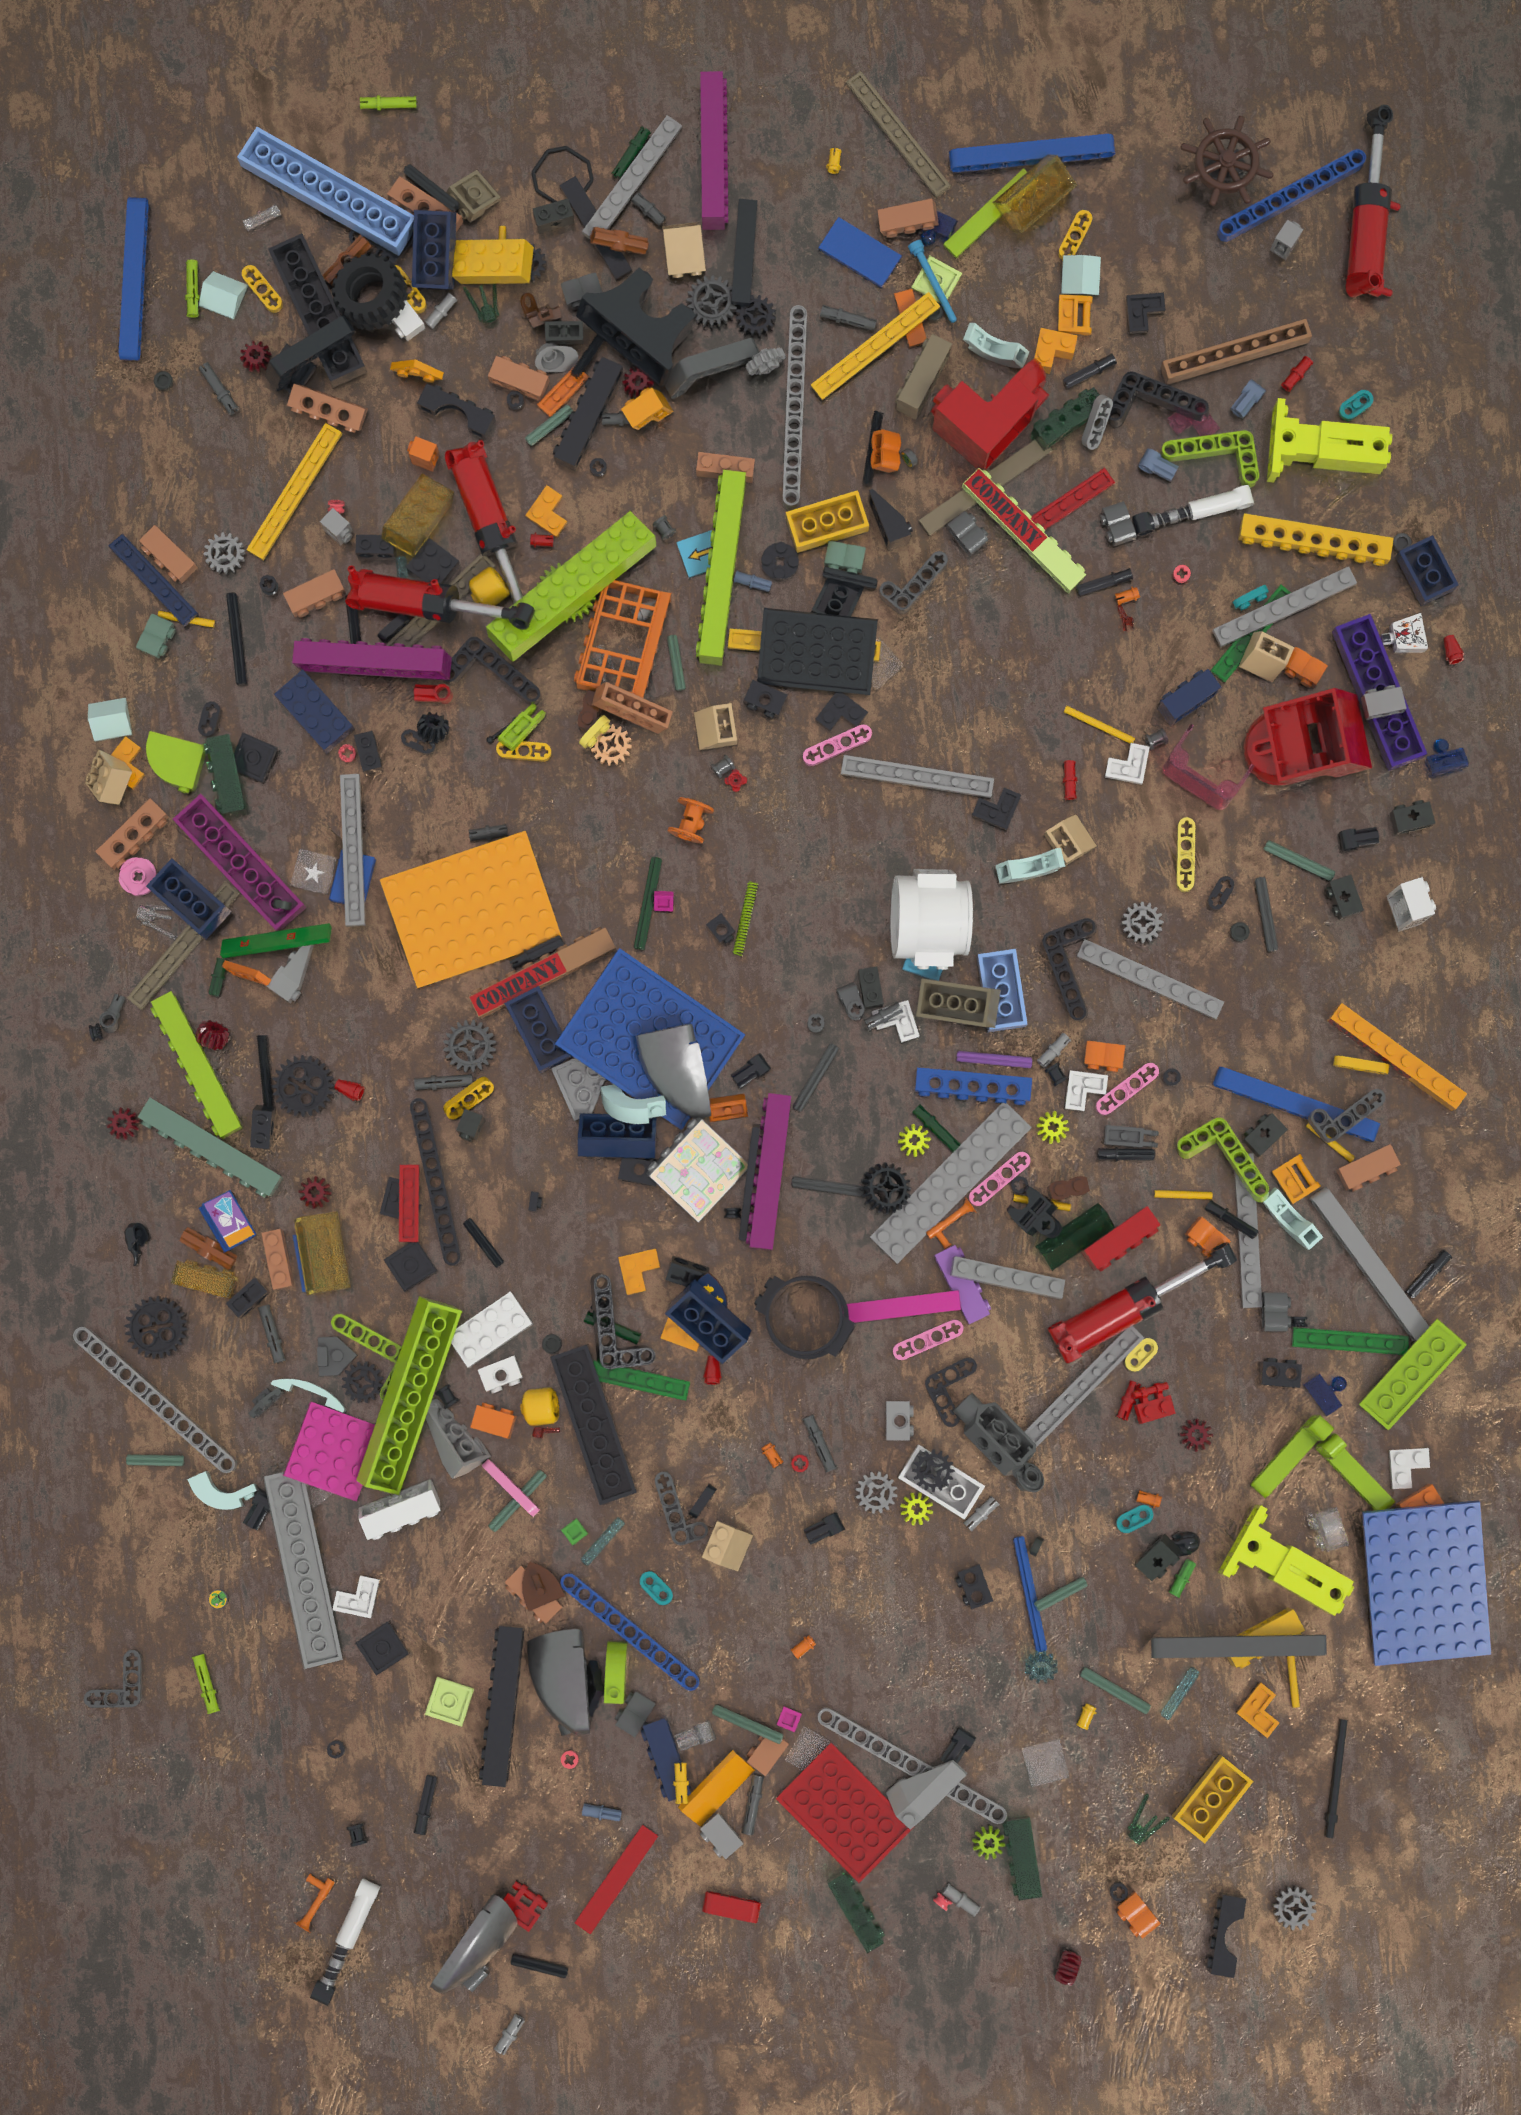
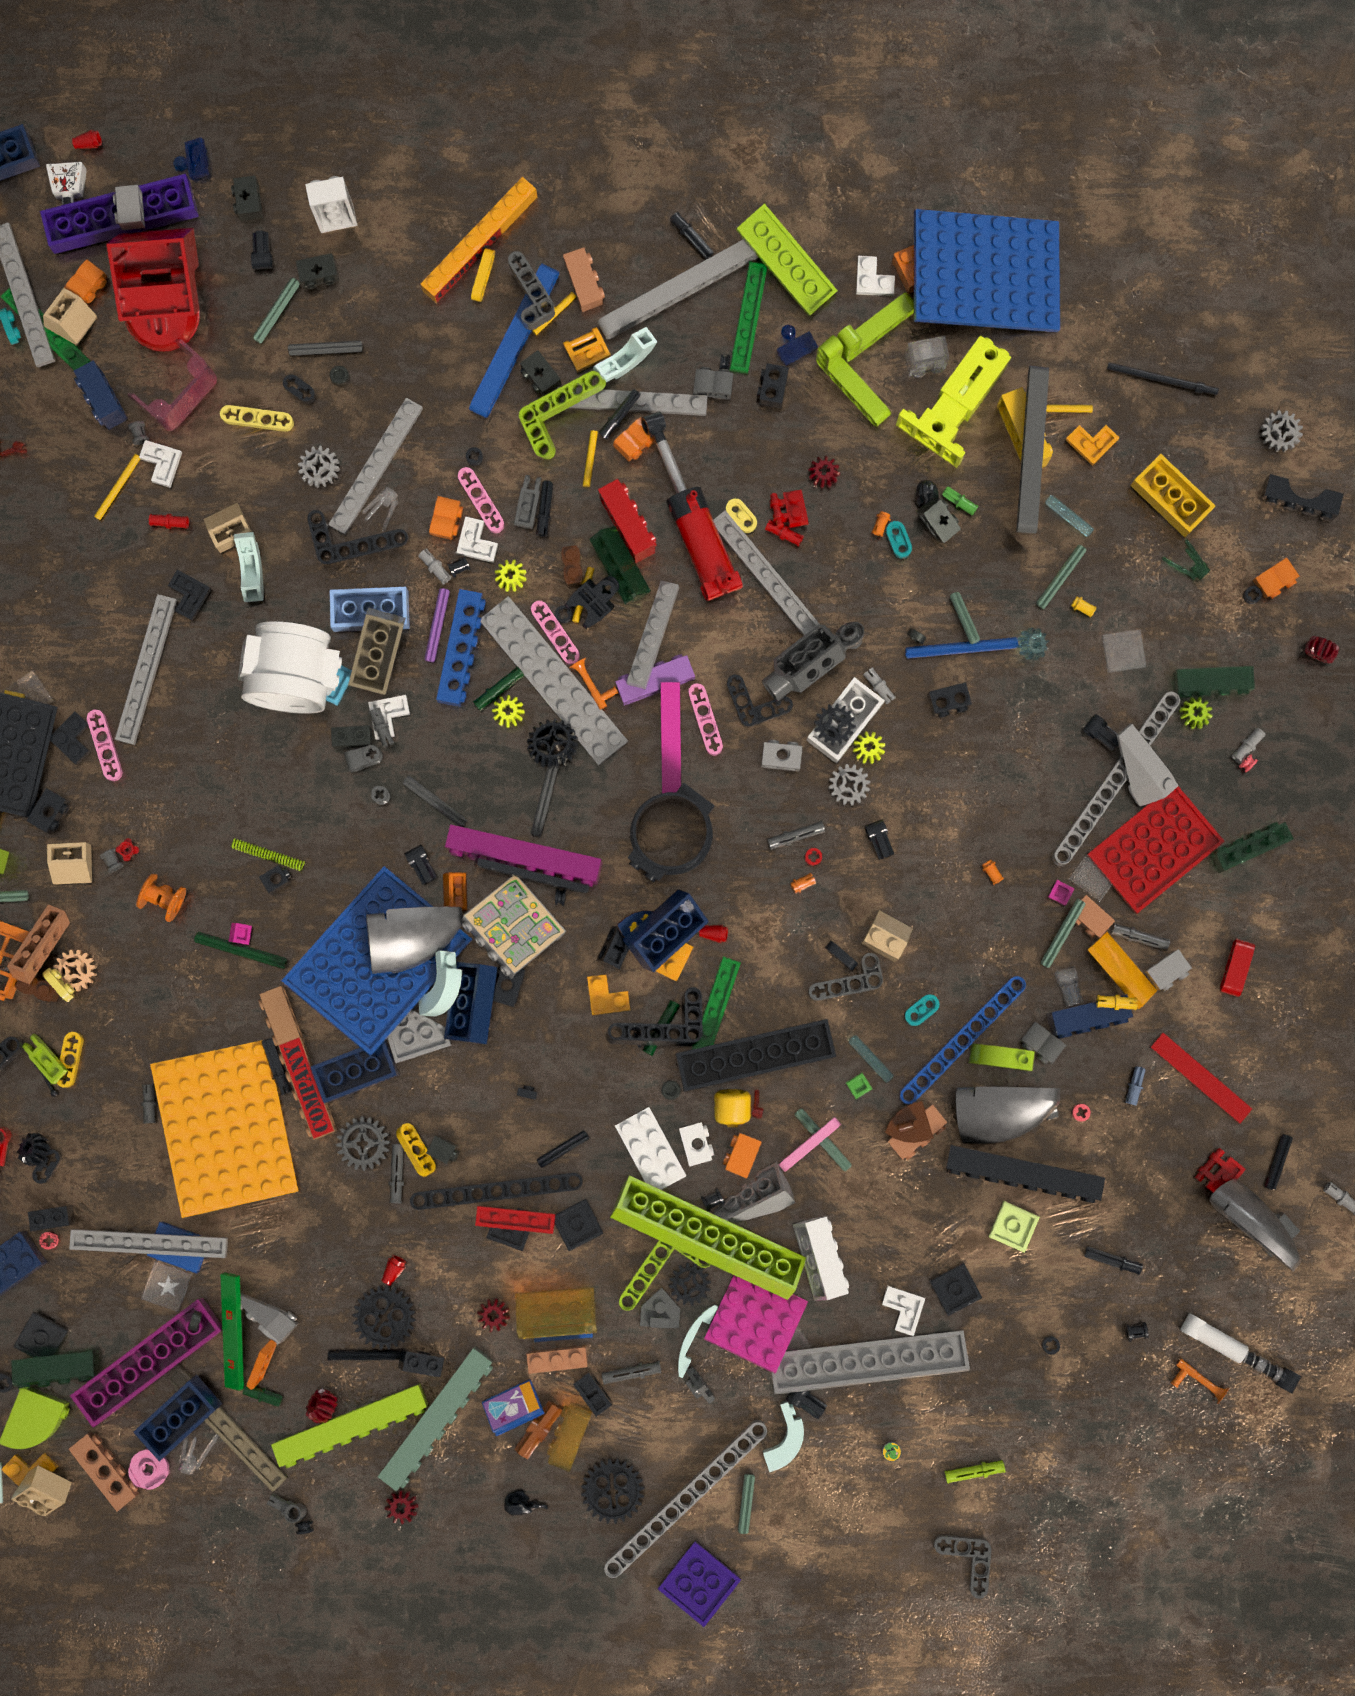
camera: 80 degrees left, 0 degrees up
(74, 1421) = (699, 1583): none -> dark purple plate
(595, 1686) = (1012, 1079): black plate -> none
(1118, 993) = (385, 497): none -> clear plant

